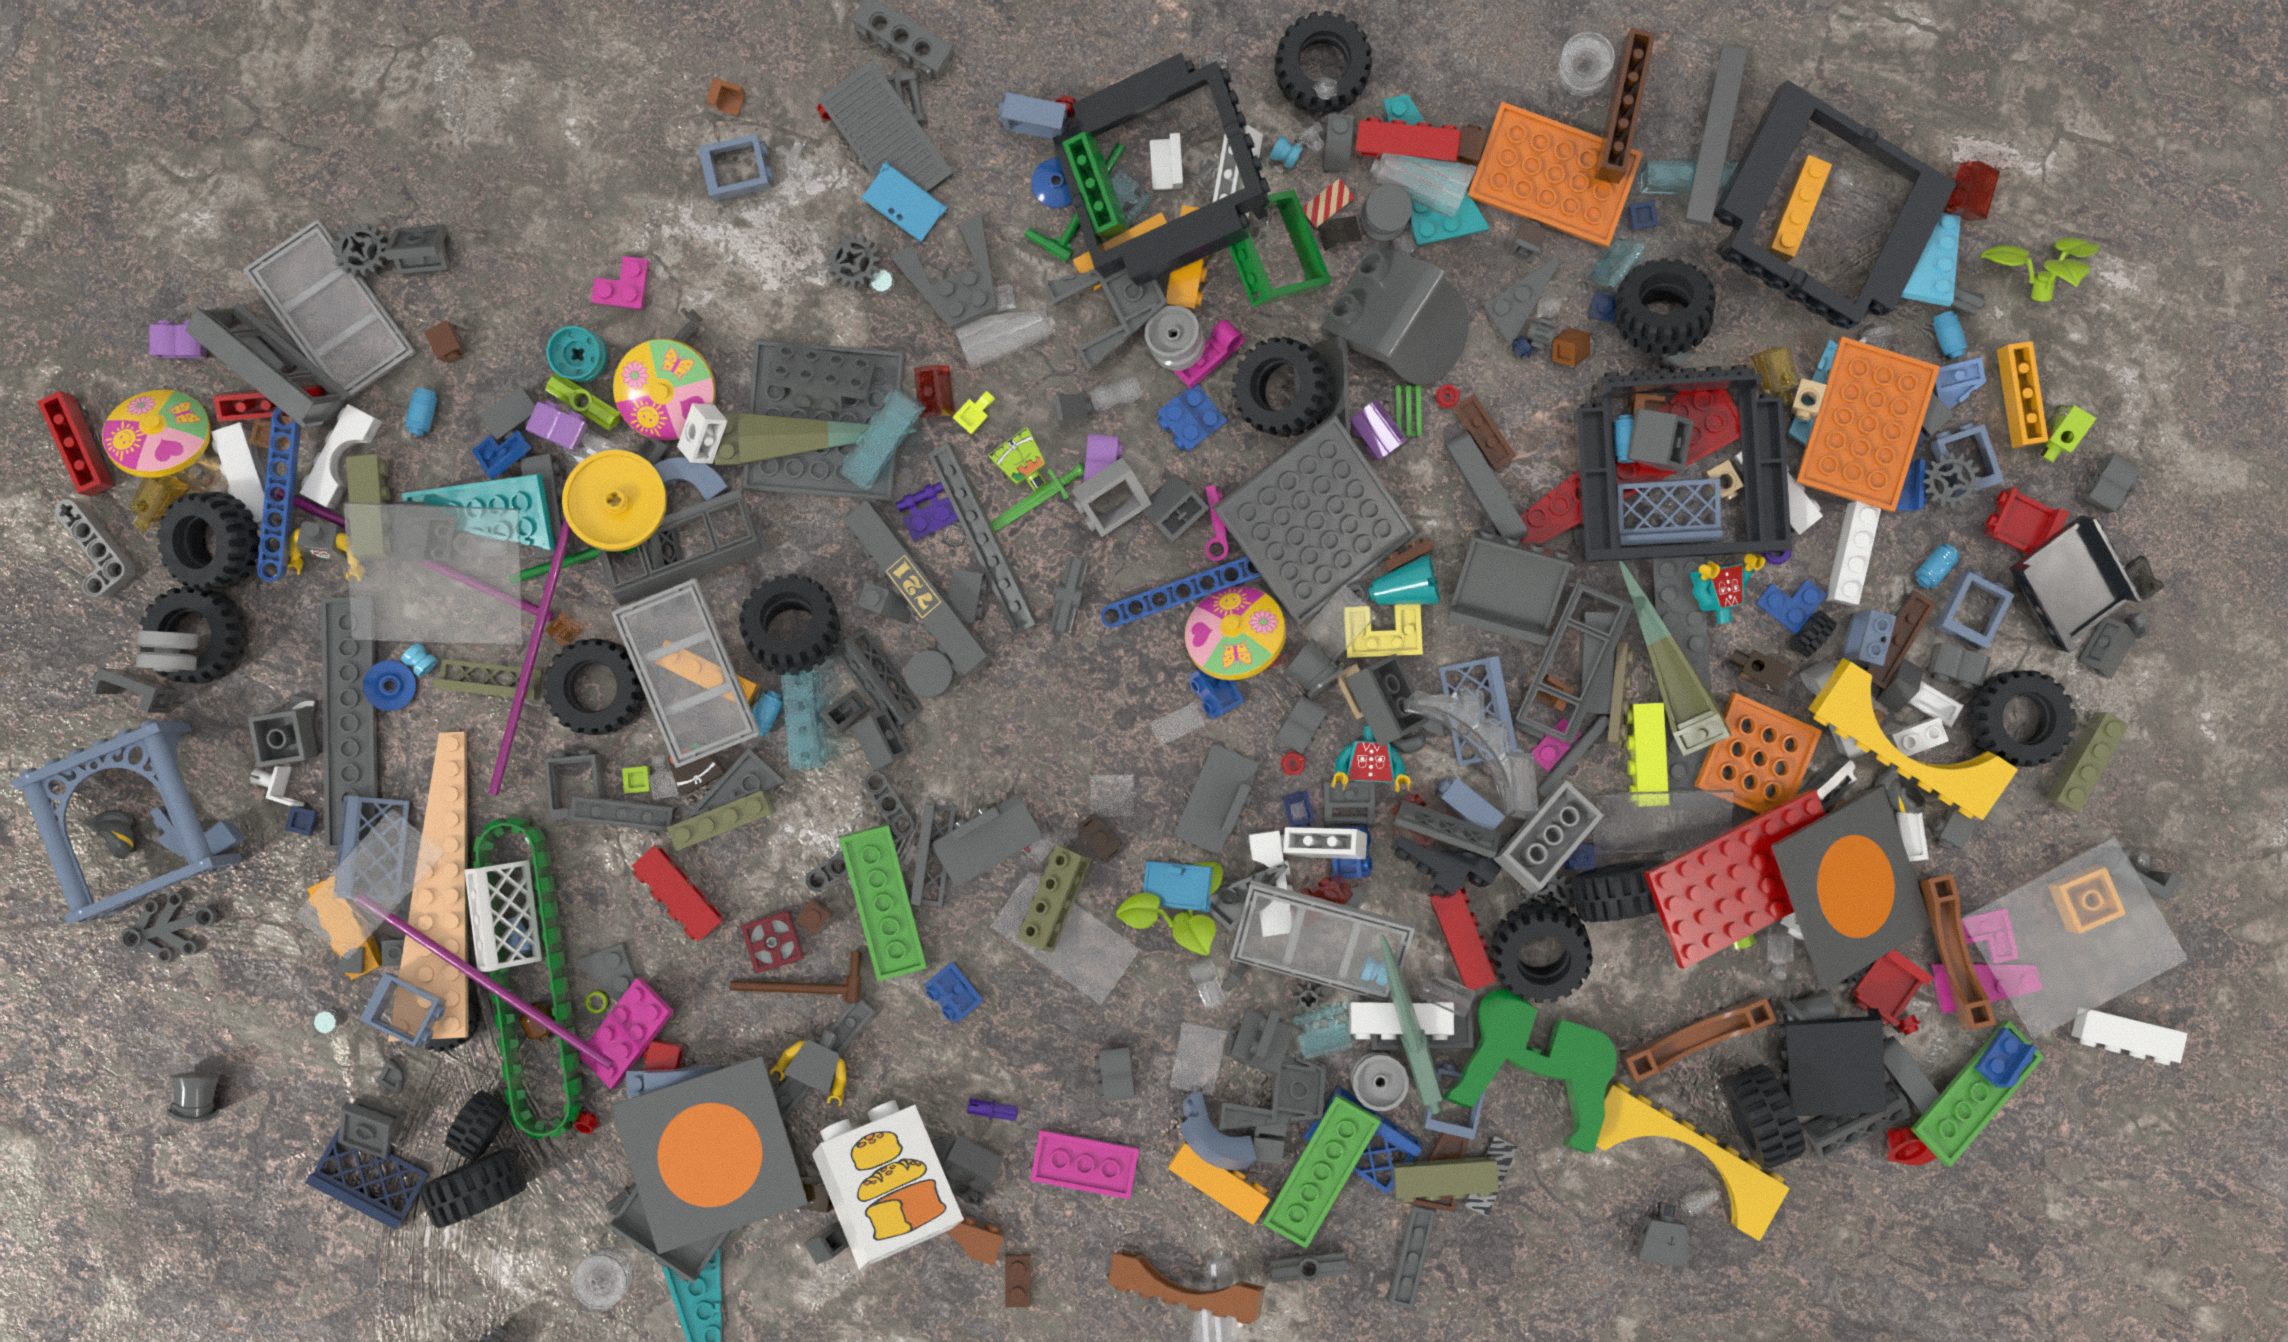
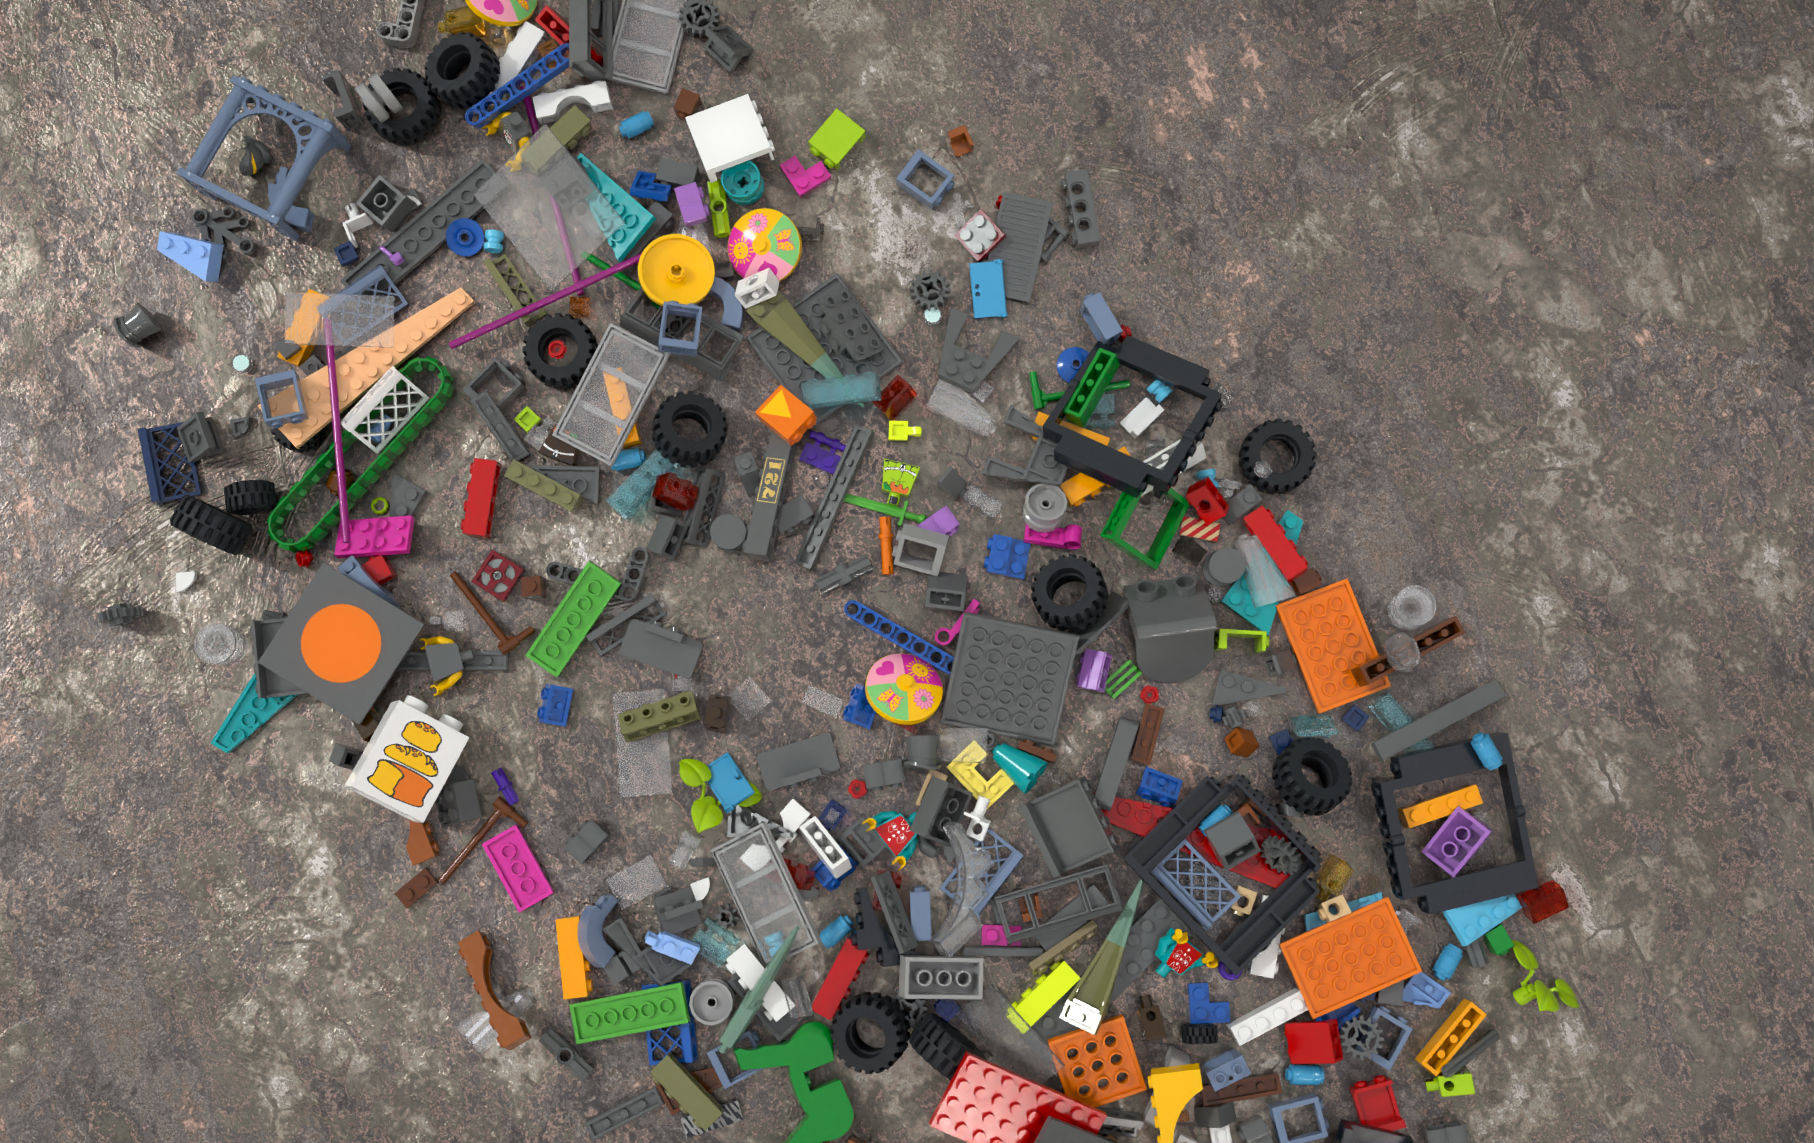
camera: 50 degrees right, 5 degrees down
(166, 977) = (192, 253): none -> light blue wedge
(351, 774) = (395, 258): none -> medium lavender hand
(505, 1261) = (185, 580): none -> white tile
(516, 326) = (729, 135): none -> white panel
(586, 685) = (552, 349): none -> red plate
(614, 221) = (836, 139): none -> lime panel
(694, 565) = (679, 346): none -> sand blue window
(778, 1026) = (452, 620): none -> clear plate
(840, 692) = (675, 491): none -> clear red brick
(841, 161) = (980, 235): none -> piece
(860, 515) = (786, 415): none -> orange brick
(1012, 1131) = (502, 809): none -> reddish brown bar
(1076, 528) = (886, 545): none -> orange pin
(1155, 120) = (1160, 390): none -> medium azure wheel
(1258, 1000) = (700, 888): none -> white tile
(1293, 1074) = (673, 946): none -> light blue hinge
(1297, 163) = (1207, 491): none -> red brick
(1414, 901) = (836, 931): none -> dark azure head
(1422, 668) = (978, 817): none -> white bracket
(1491, 240) = (1221, 635): none -> lime panel
(1545, 466) = (1159, 787): none -> blue bracket
(1624, 111) = (1402, 652): none -> clear hair
(1714, 404) = (1281, 855): none -> dark grey gear
(1788, 115) = (1486, 751): none -> dark azure head
(1846, 222) = (1457, 841): none -> medium lavender slope
(1915, 530) = (1313, 1042): none -> red panel
(1972, 268) = (1498, 940): none -> green brick
(2054, 389) = (1470, 1053): none -> dark grey axle

